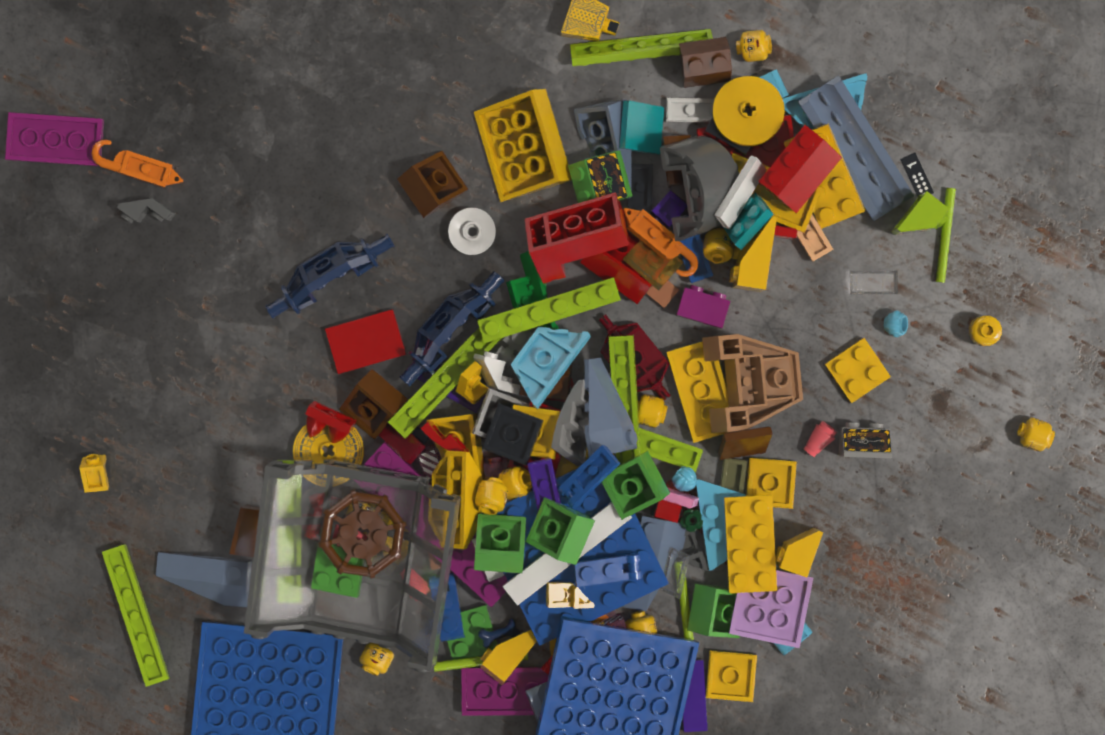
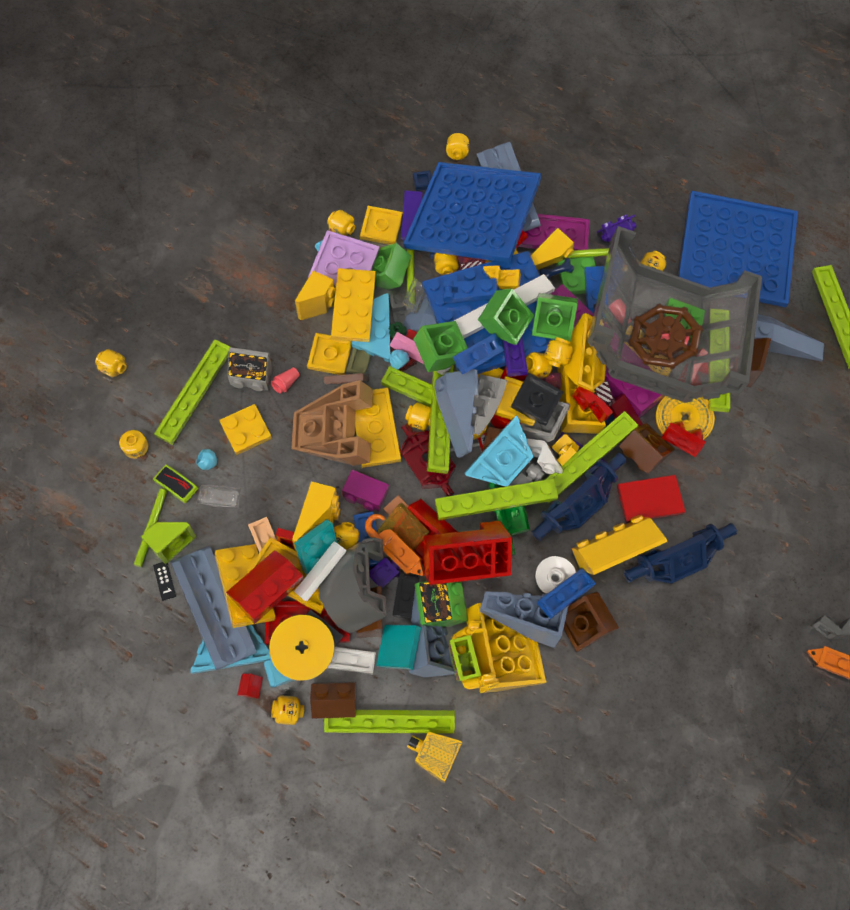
camera: 175 degrees left, 20 degrees down
(403, 272) = (618, 544): none -> yellow slope
(432, 706) = (609, 228): none -> dark purple hinge
(459, 208) = (566, 593): none -> blue tile
(497, 179) = (524, 616): none -> sand blue wedge
(566, 115) = (465, 660): none -> torso
(783, 669) = (341, 223): none -> yellow head
(799, 68) = (250, 686): none -> red slope
(927, 290) = (175, 483): none -> slope
(928, 410) = (192, 392): none -> lime plate

